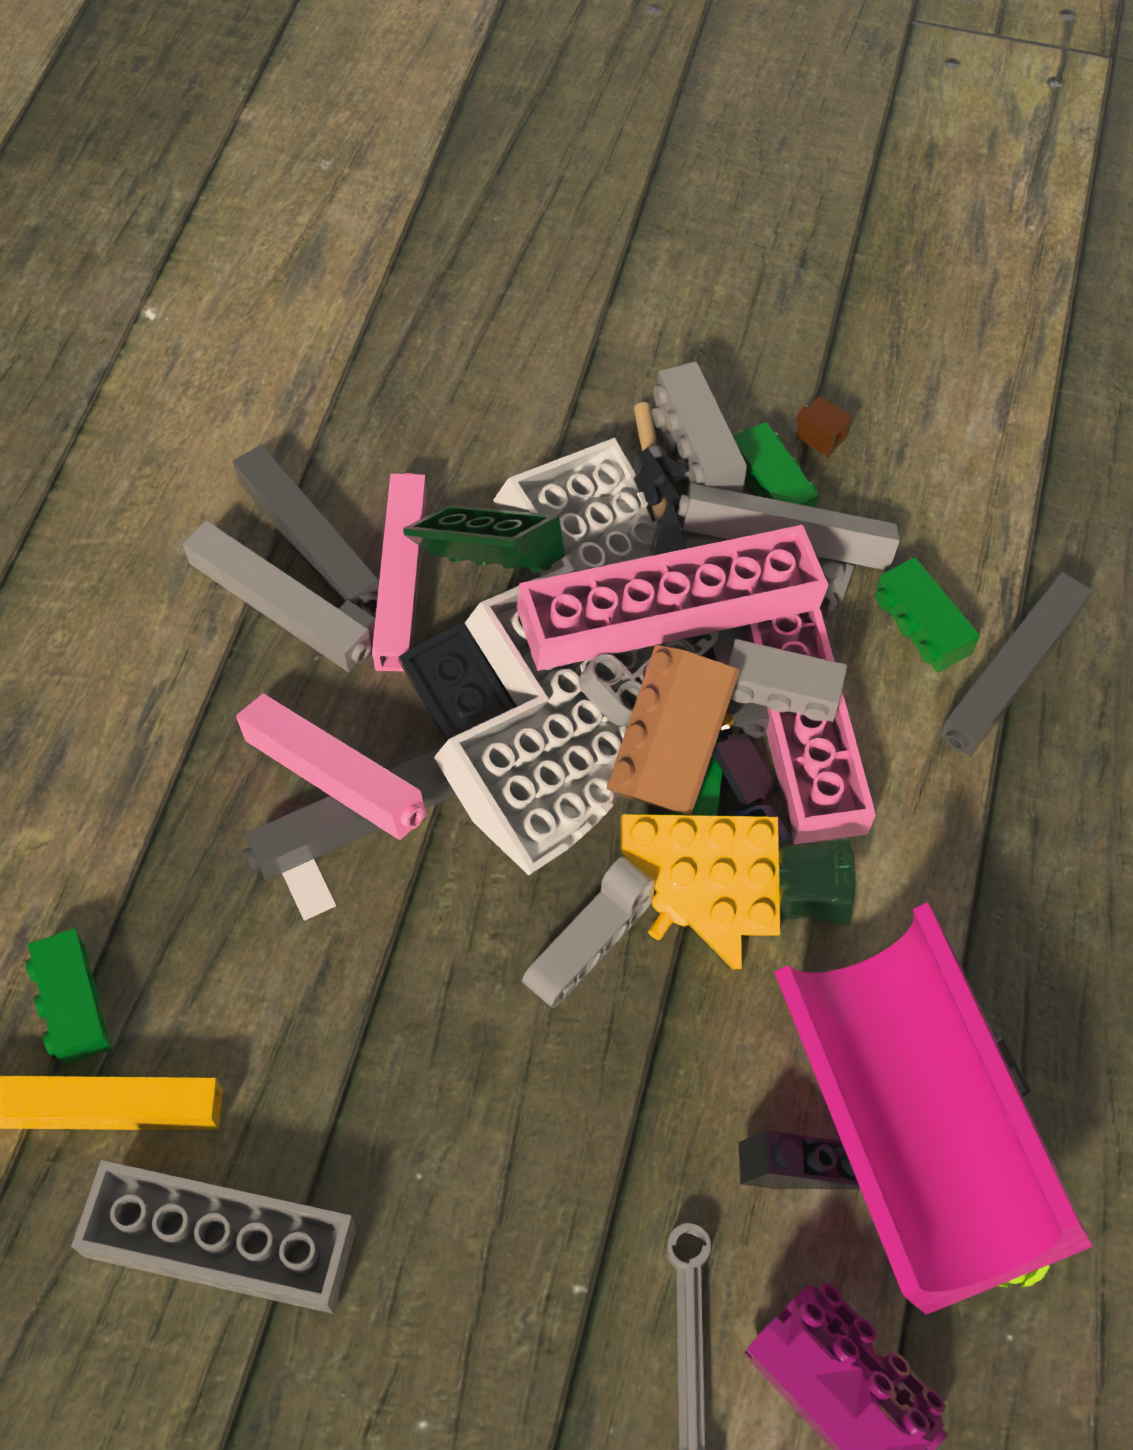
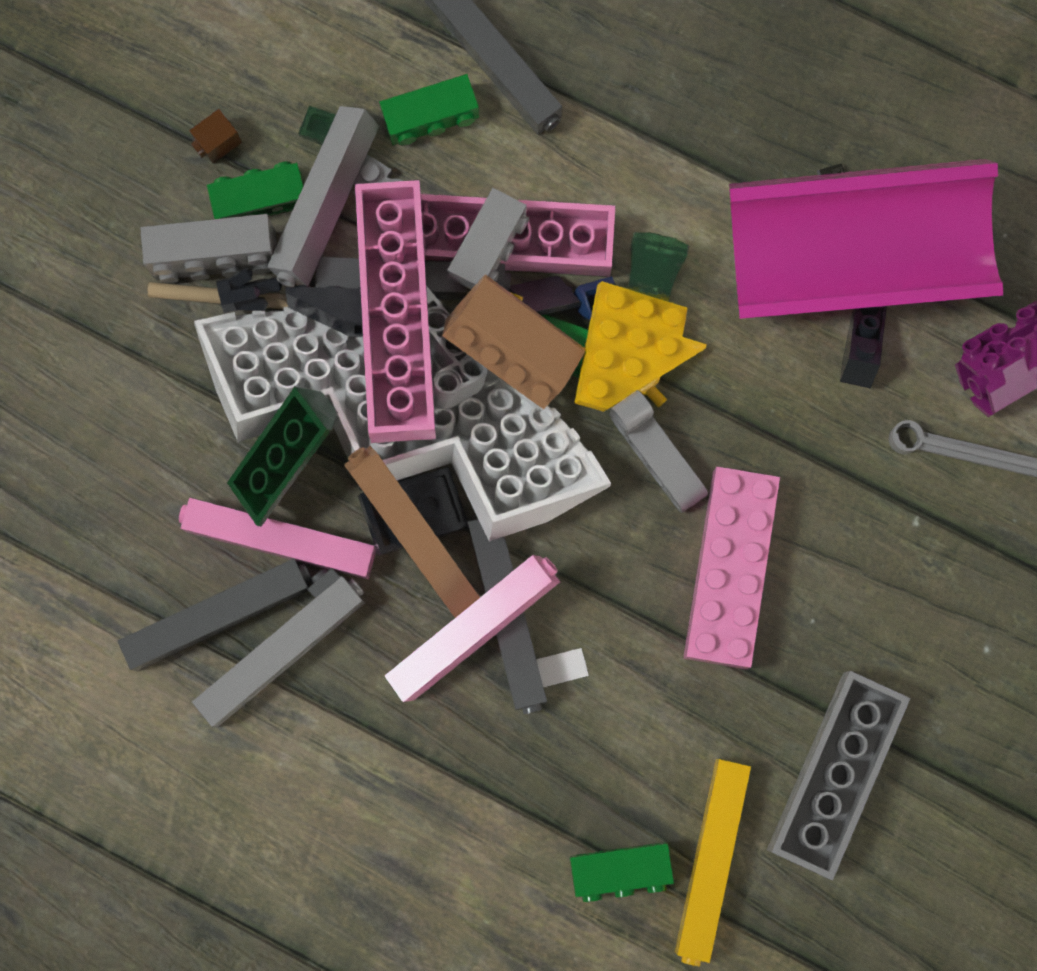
camera: 75 degrees left, 20 degrees up
(429, 668) = (411, 530): none -> medium nougat brick
(462, 1051) = (731, 568): none -> bright pink brick
(870, 508) = (316, 125): none -> clear green plate

